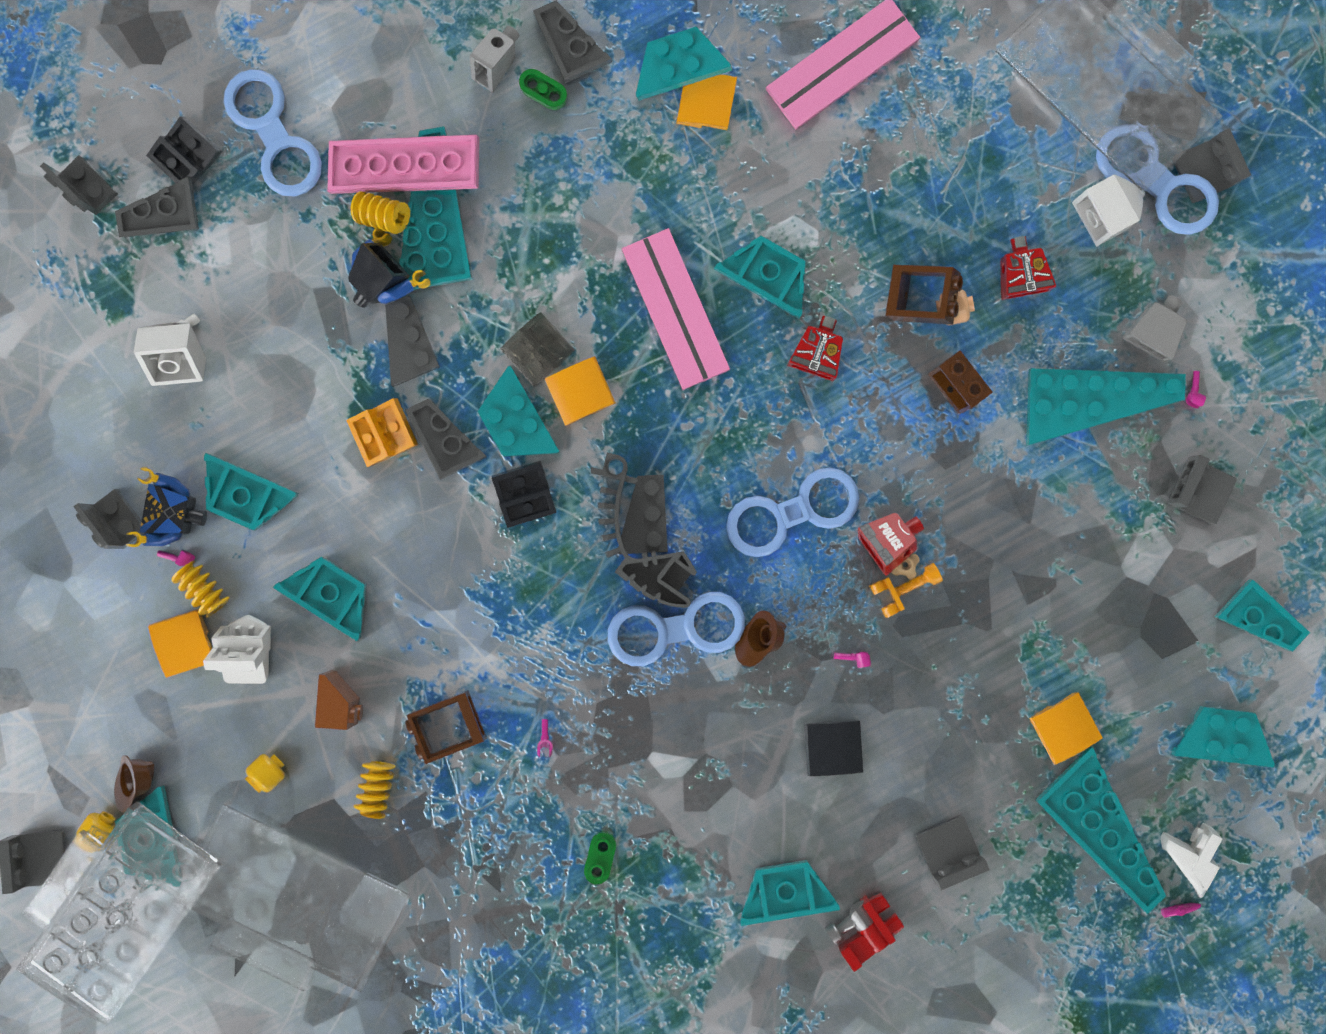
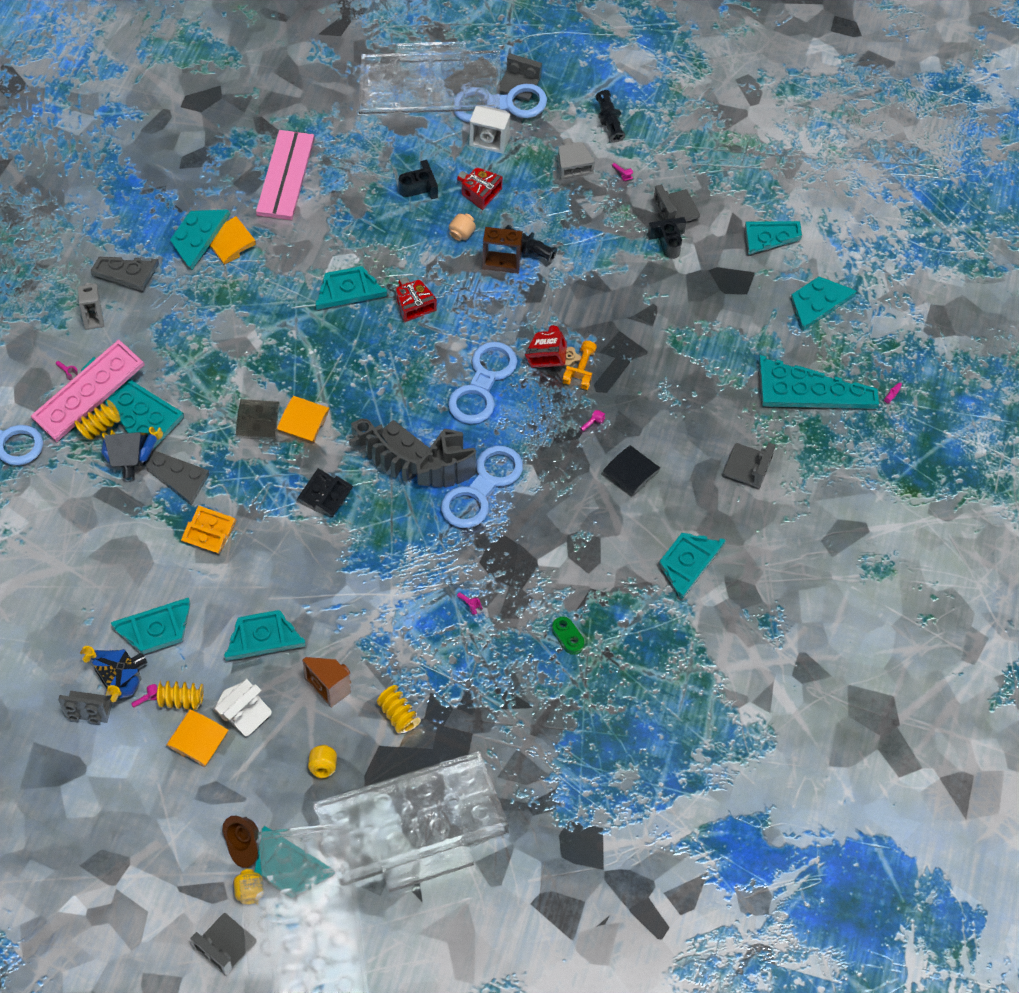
camera: 50 degrees left, 30 degrees down
(170, 352) = (40, 582): white piece -> none
(410, 114) = (69, 369): none -> dark pink hand
(442, 440) = (250, 505): dark grey wing -> none
(471, 719) = (411, 623): reddish brown window -> none
(514, 419) = (281, 463): teal wing -> none
(544, 90) = (132, 301): green plate -> none
(675, 309) = (315, 342): bright pink tile -> none
(759, 638) = (532, 448): reddish brown piece -> none
(872, 934) = (753, 534): red hips -> none
(899, 292) = (449, 238): reddish brown window -> none
(961, 207) = (418, 182): none -> black tile
(1000, 397) = (538, 248): none -> black piece
(1066, 728) = (737, 359): light orange slope -> none
(1079, 399) = (575, 215): teal wing -> none
(1149, 523) = (669, 234): none -> black tile
(1195, 859) = (867, 356): white piece -> none
(1255, 309) = (609, 116): none -> black piece

